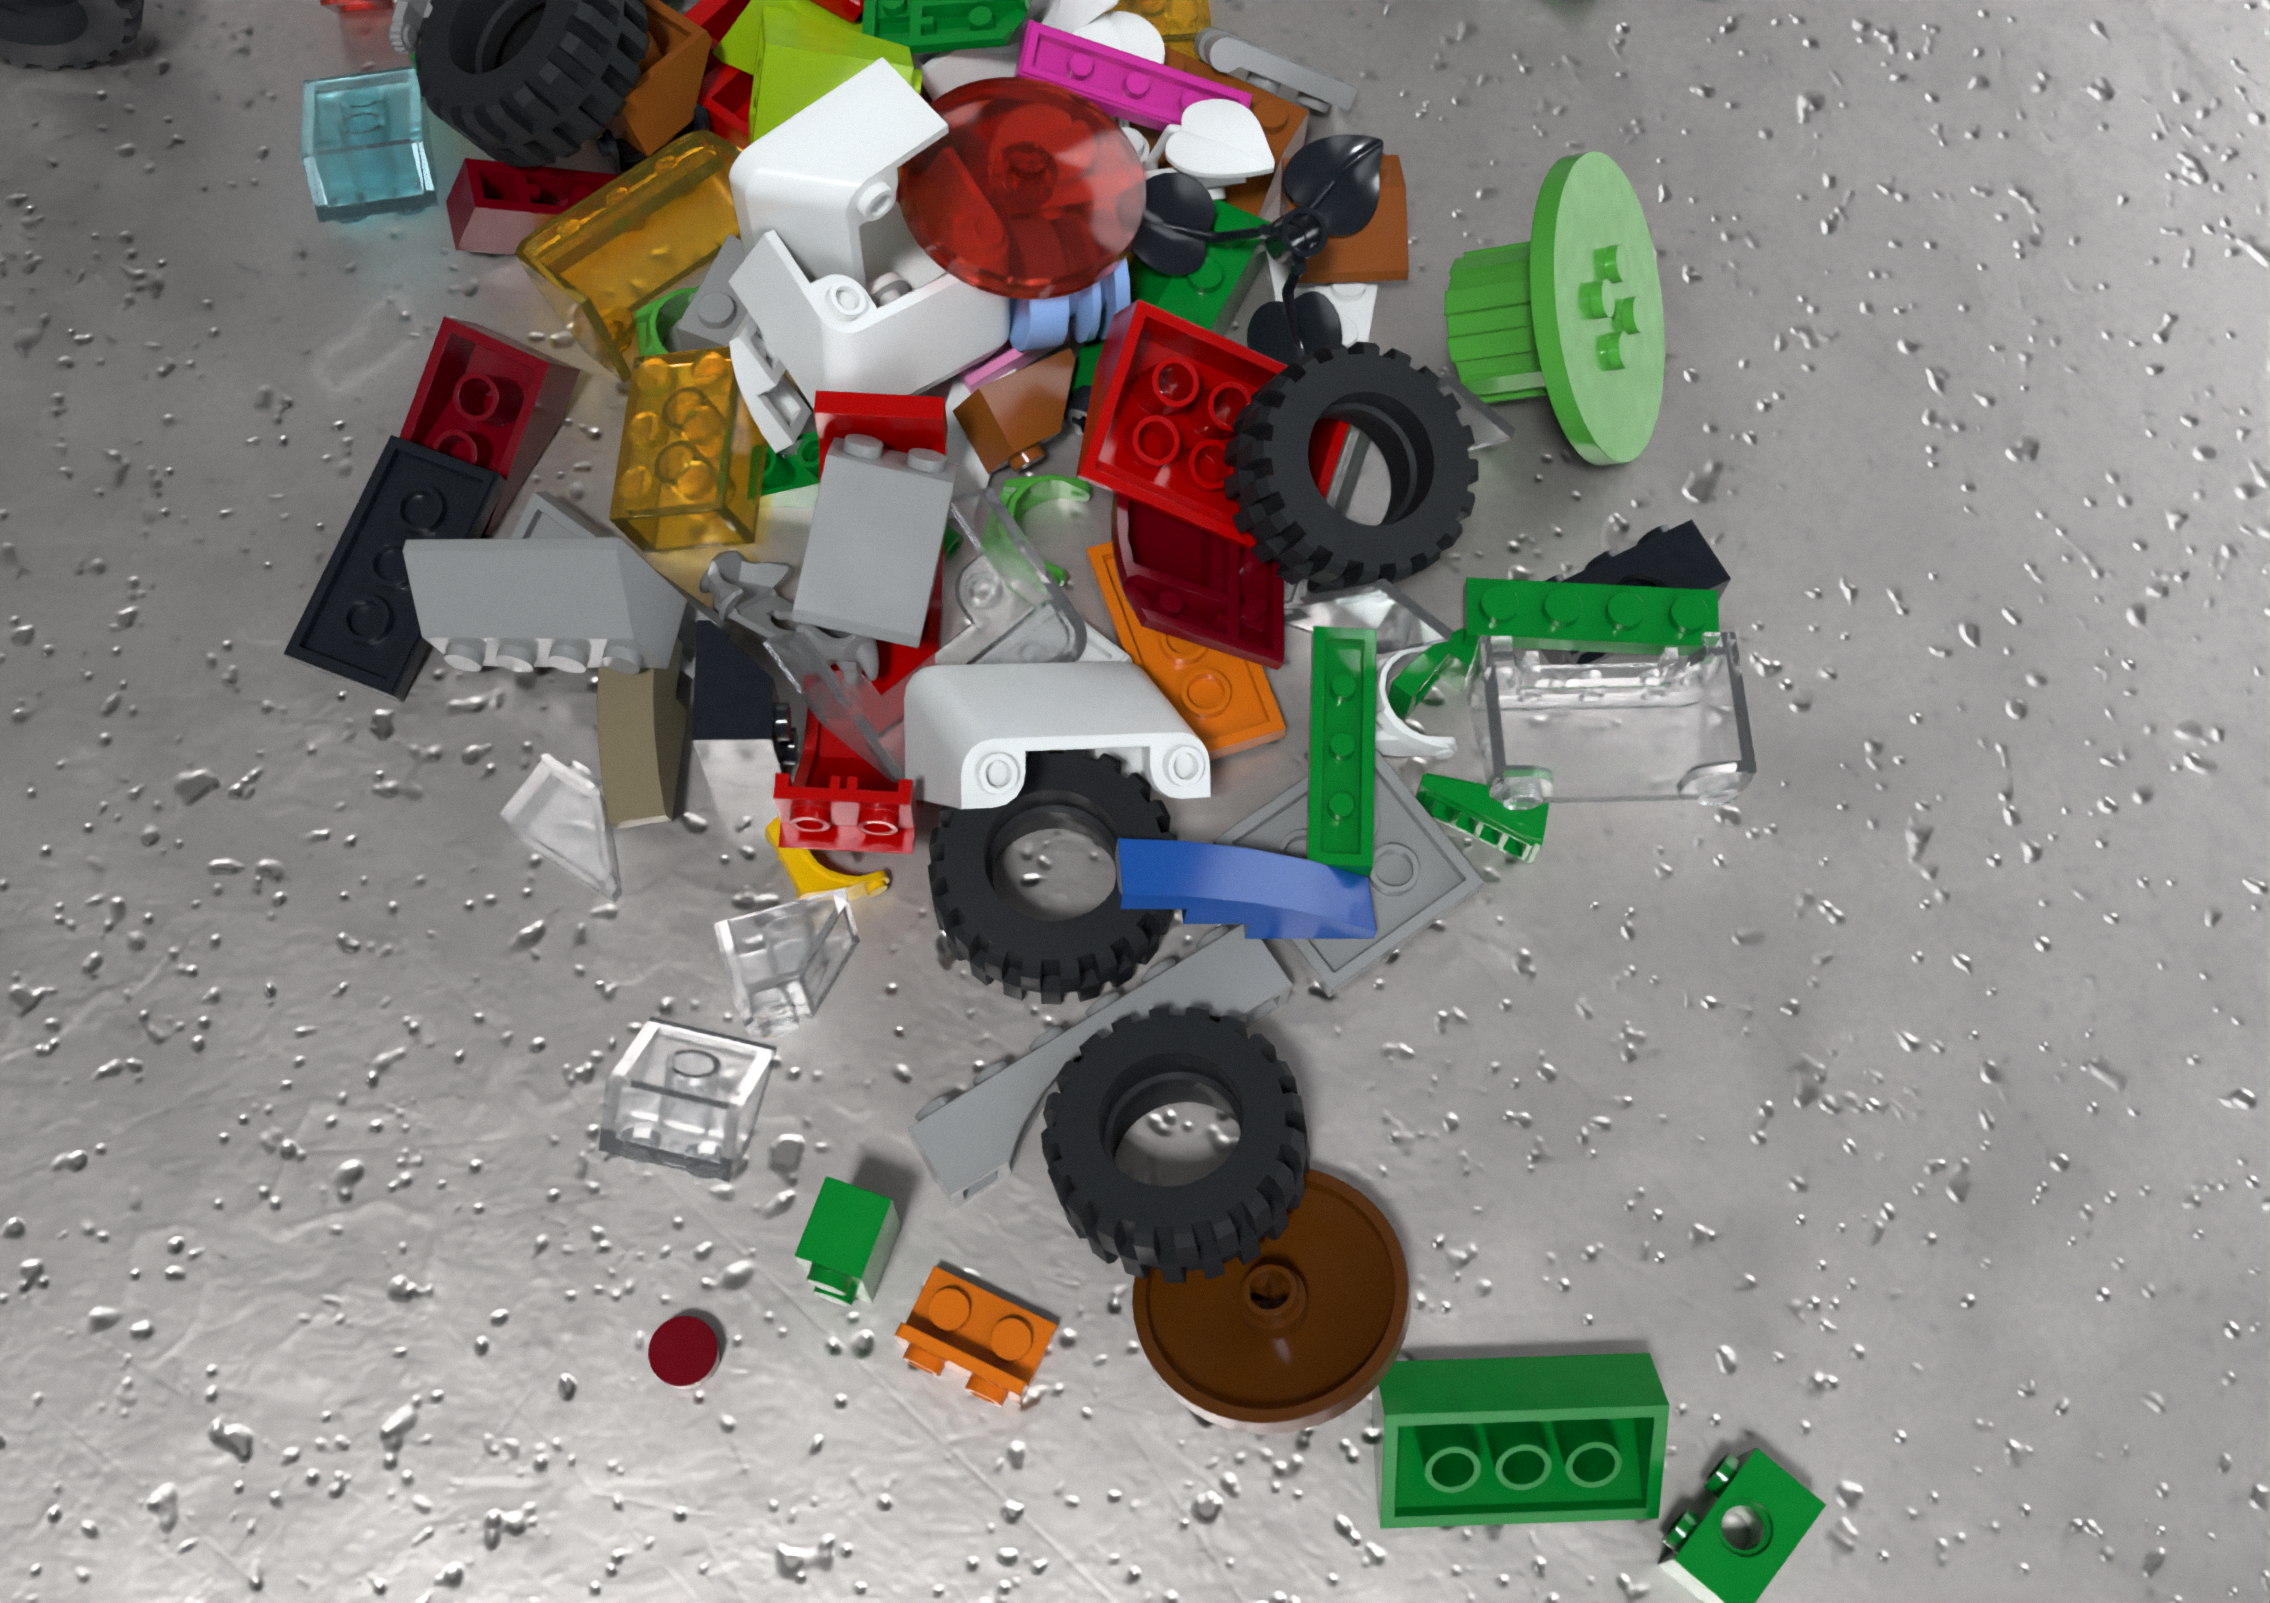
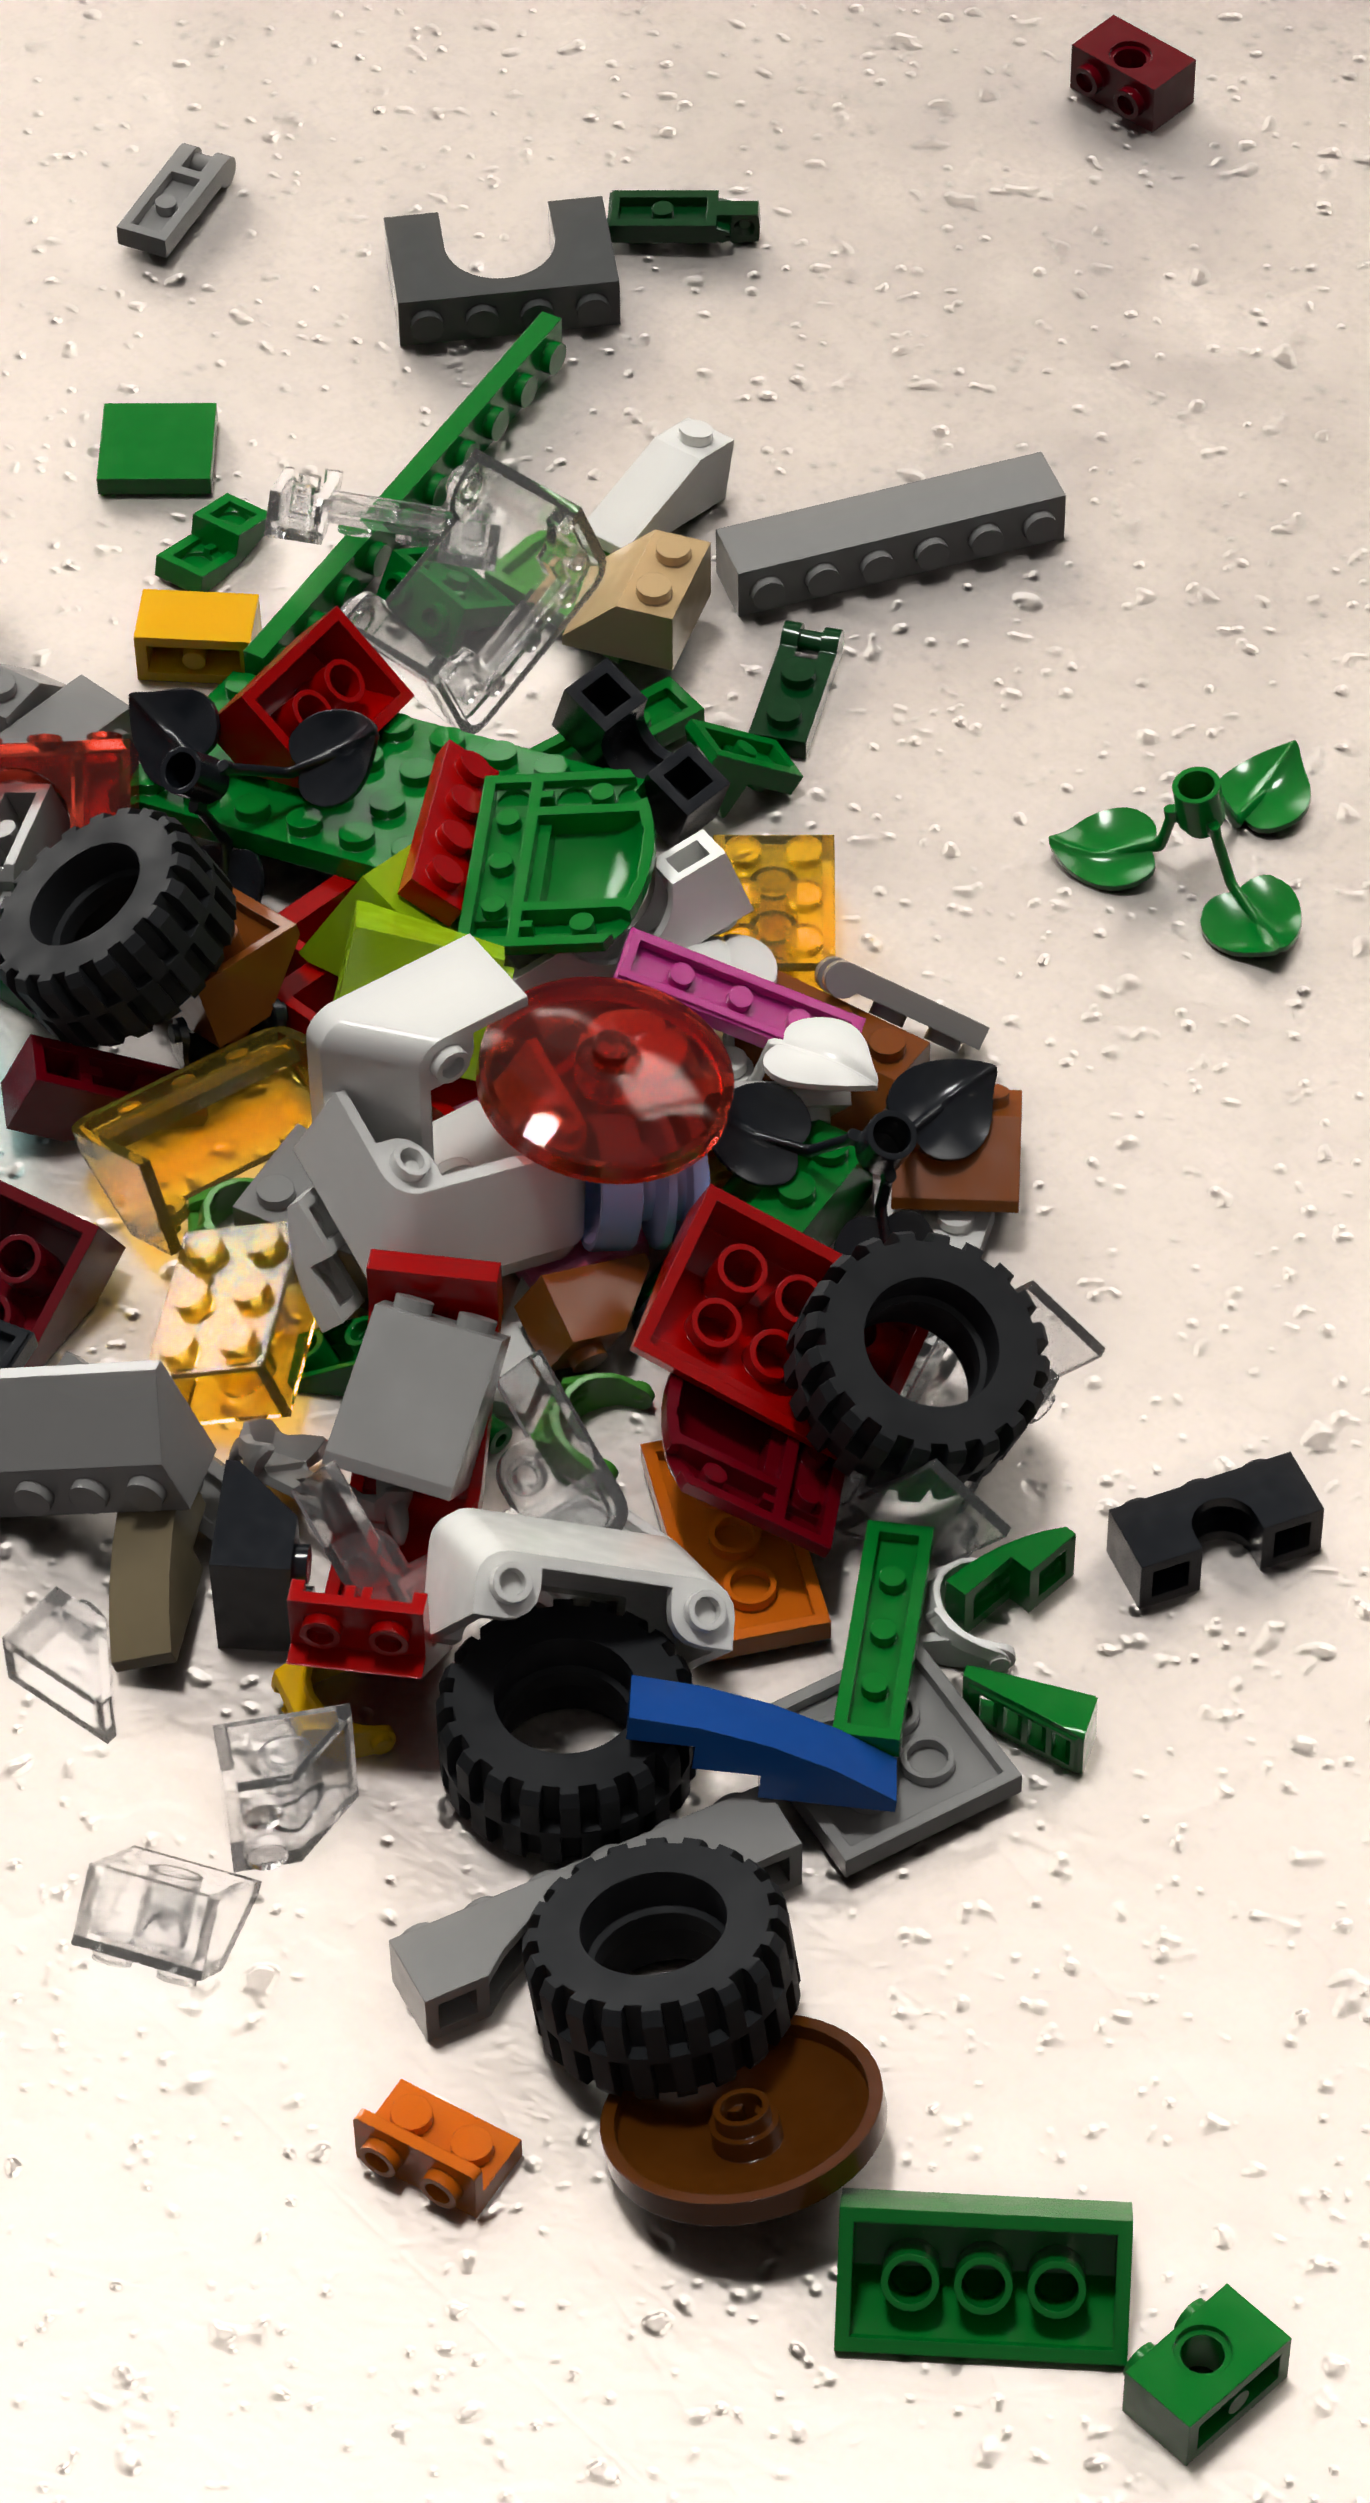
camera: 10 degrees right, 20 degrees down
(684, 1352) = (136, 2139): dark red tile -> none
(847, 1242) = (316, 2033): green brick -> none
(1569, 312) = (1181, 1238): bright green piece -> none
(1588, 616) = (1163, 1531): green plate -> none
(1611, 727) = (1166, 1634): clear windscreen -> none

